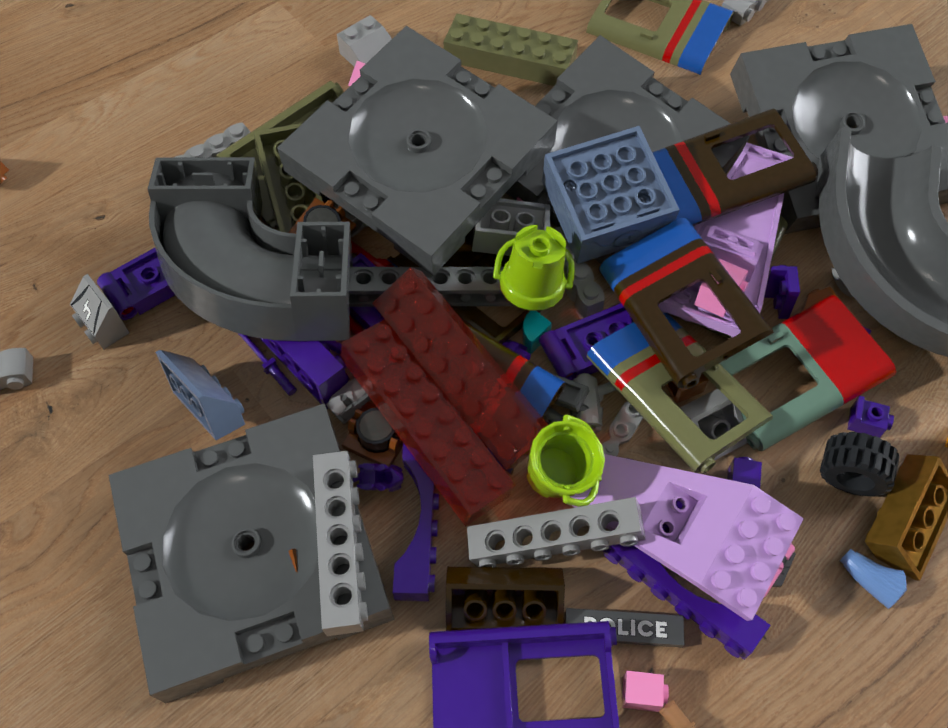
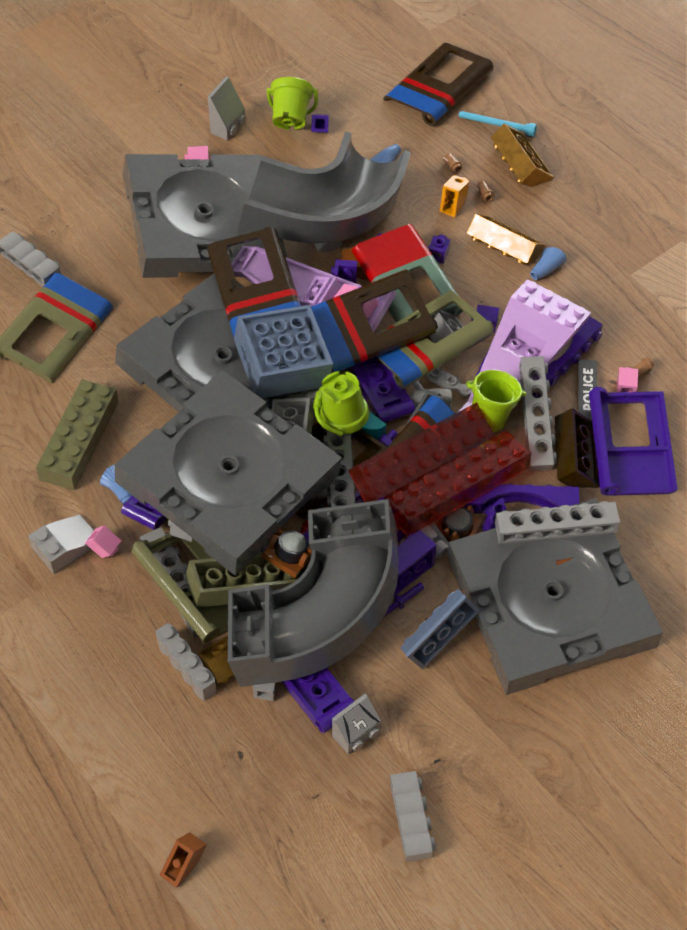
camera: 90 degrees left, 5 degrees down
(860, 464) = (479, 254): black tyre -> none

